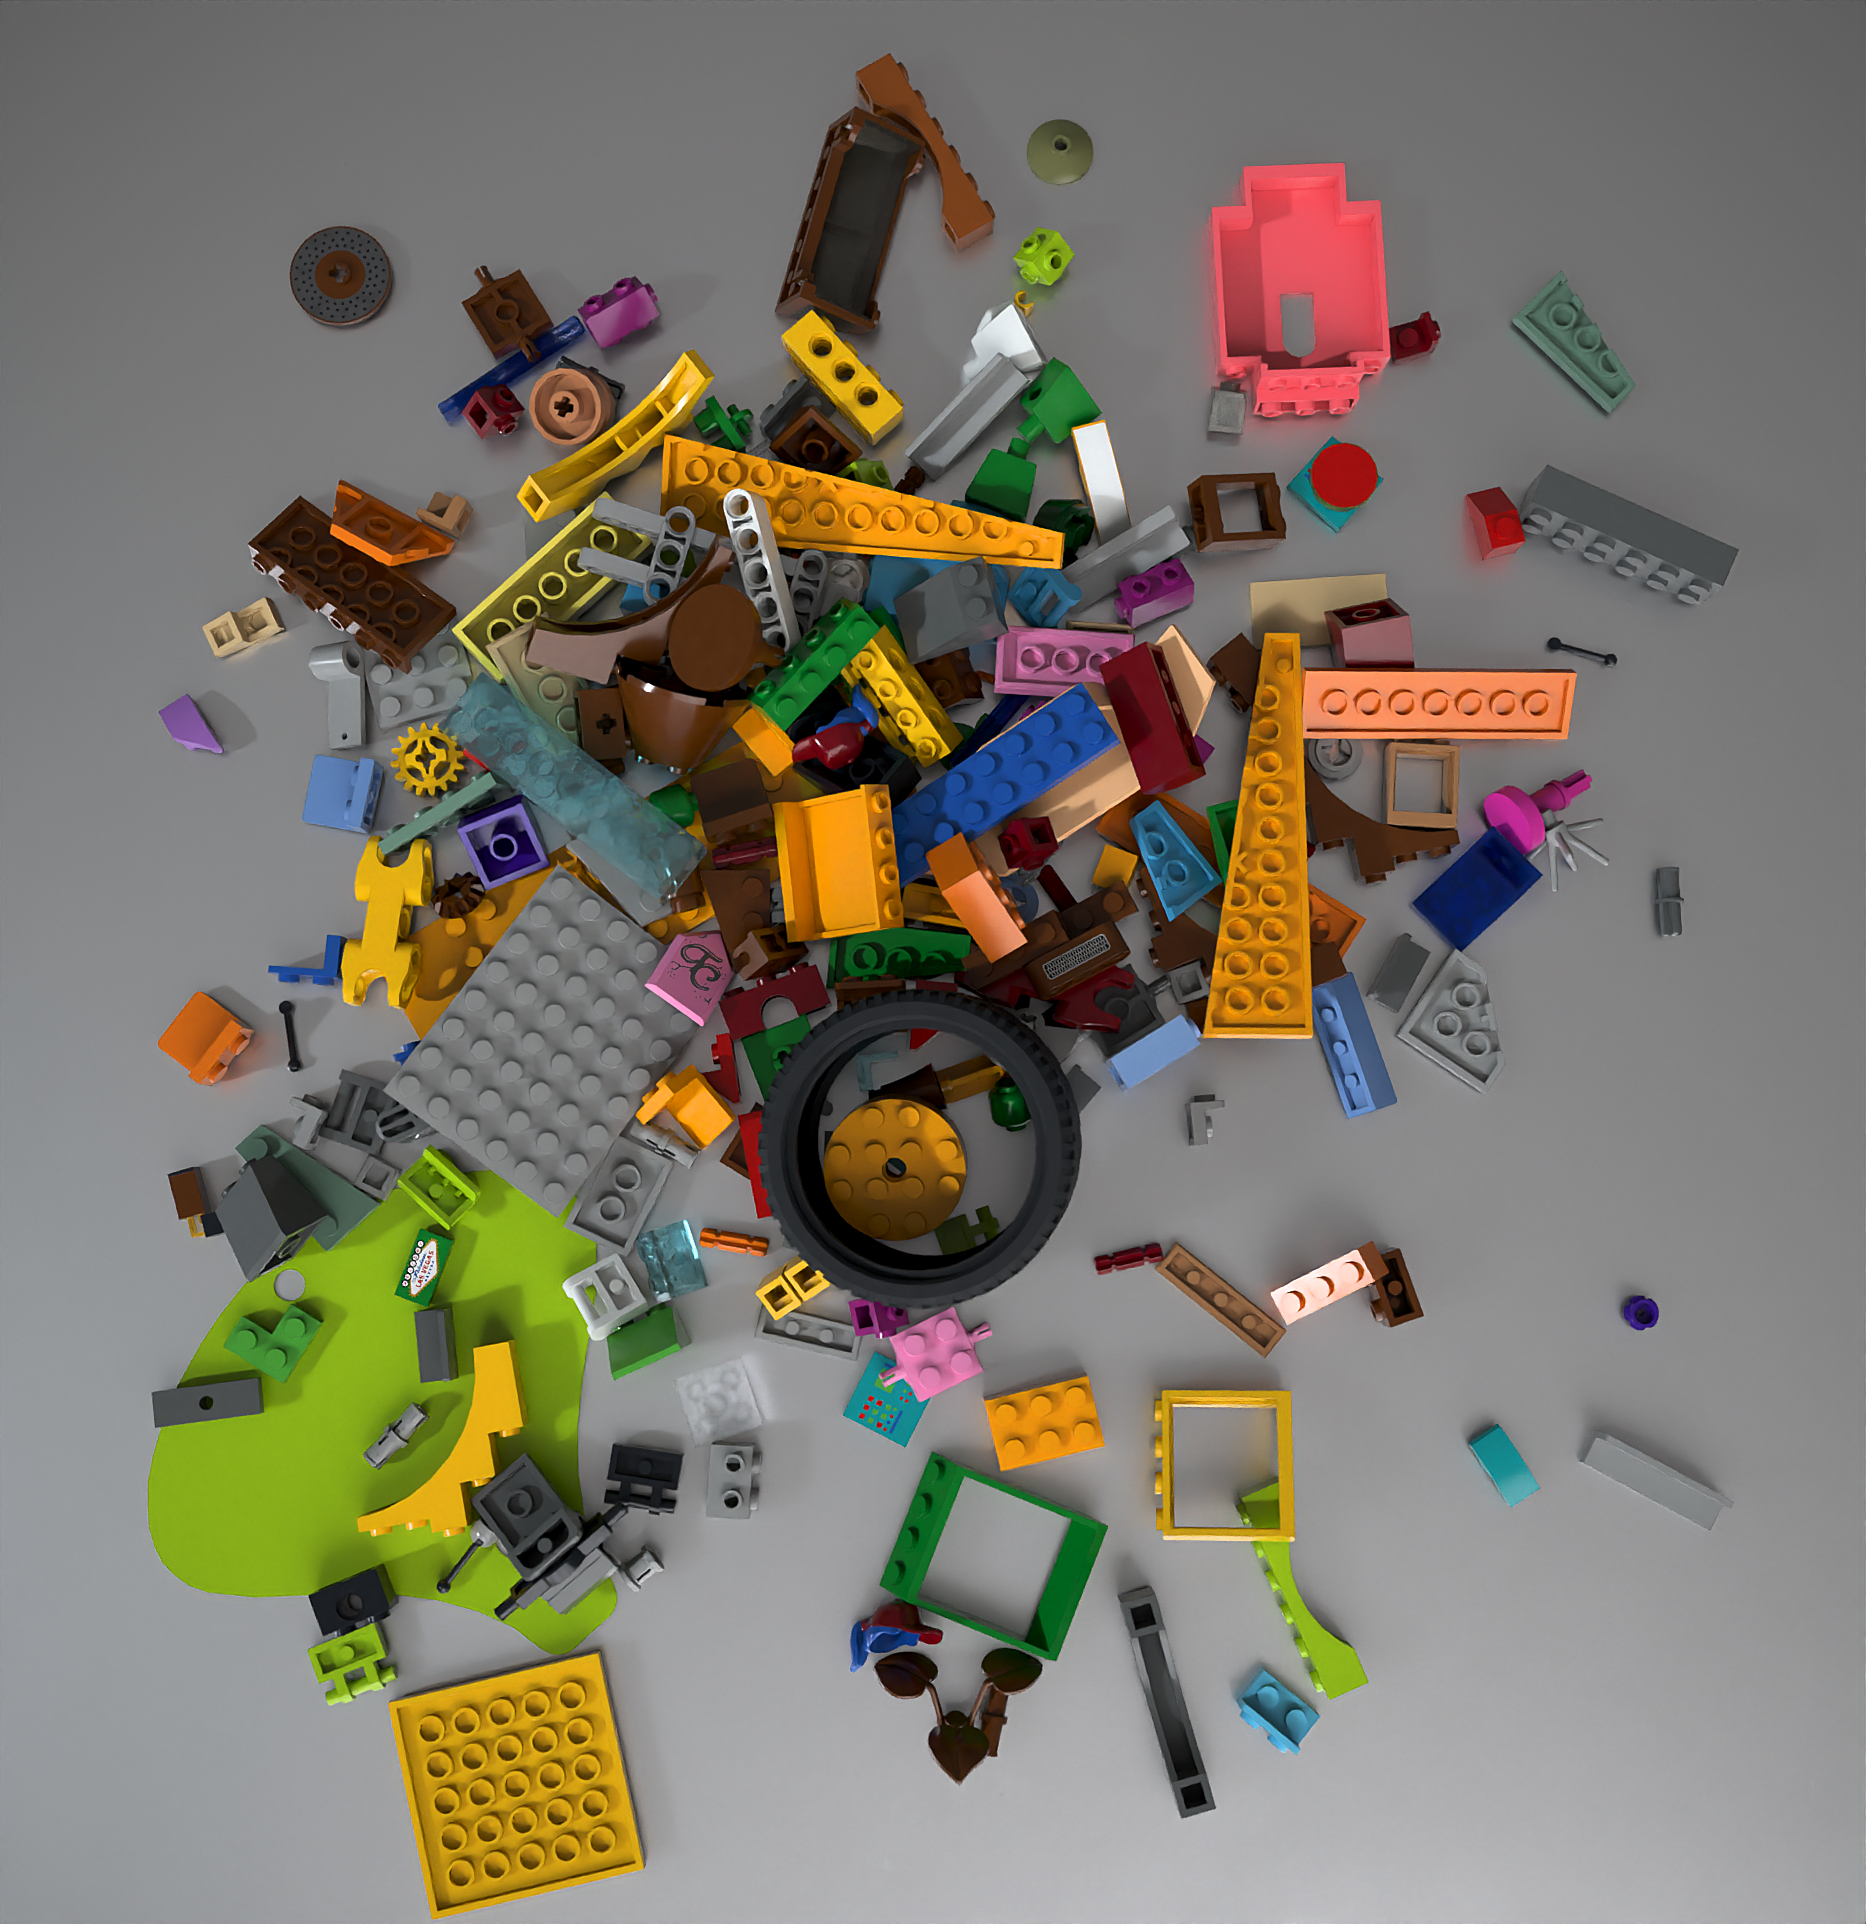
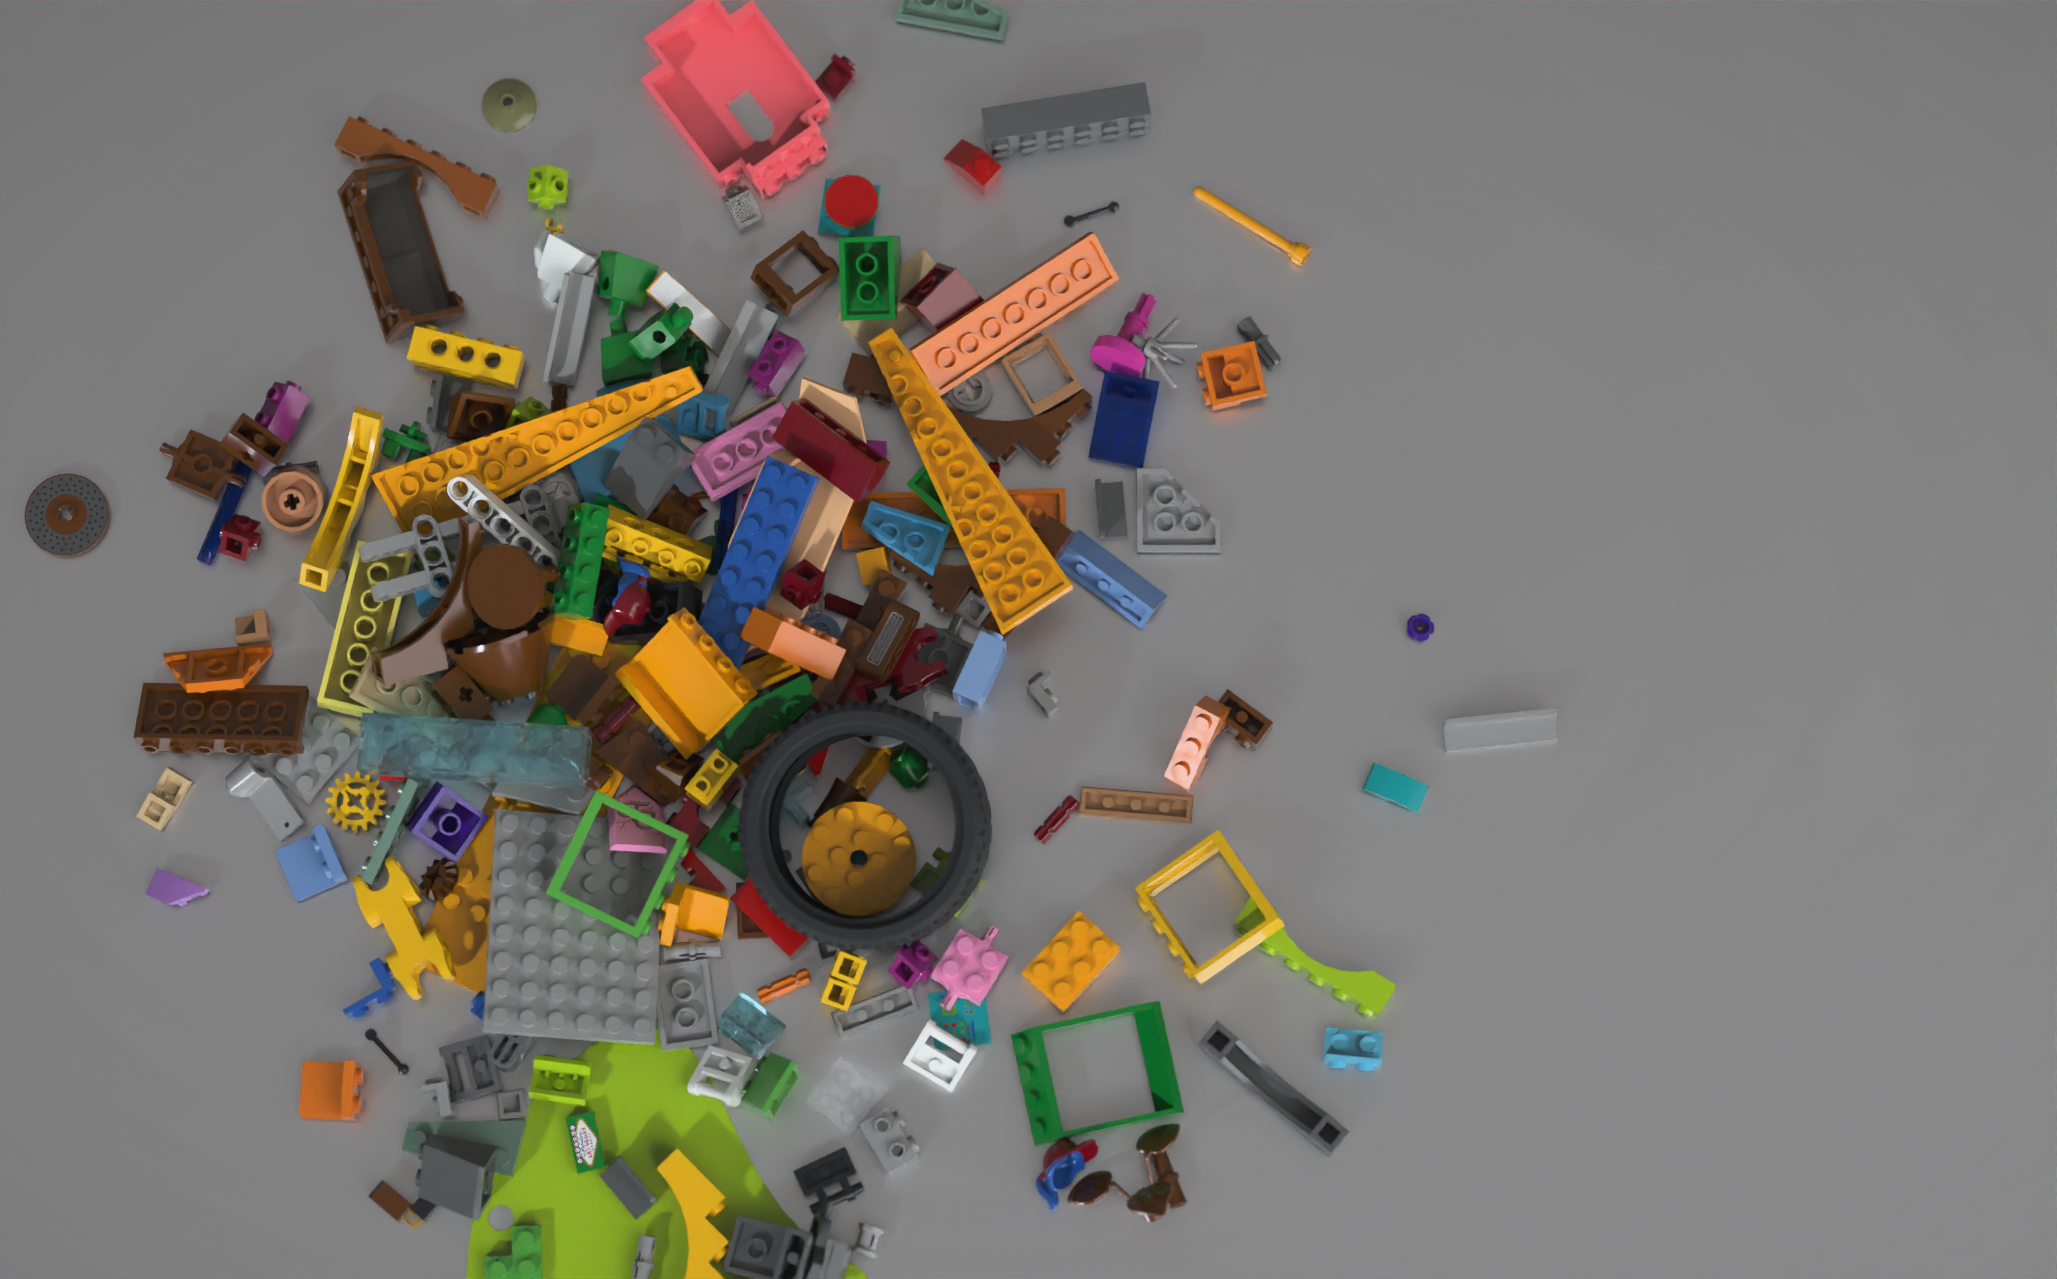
camera: 30 degrees left, 5 degrees down
(566, 323) = (253, 444): none -> reddish brown brick
(684, 1052) = (656, 896): none -> bright green window
(800, 981) = (711, 778): none -> yellow hips
(834, 1432) = (935, 1063): none -> white plate
(1072, 480) = (668, 323): none -> green torso
(1311, 565) = (869, 277): none -> green slope
(1619, 917) = (1231, 375): none -> orange plate
(1771, 832) = (1296, 251): none -> light orange piece

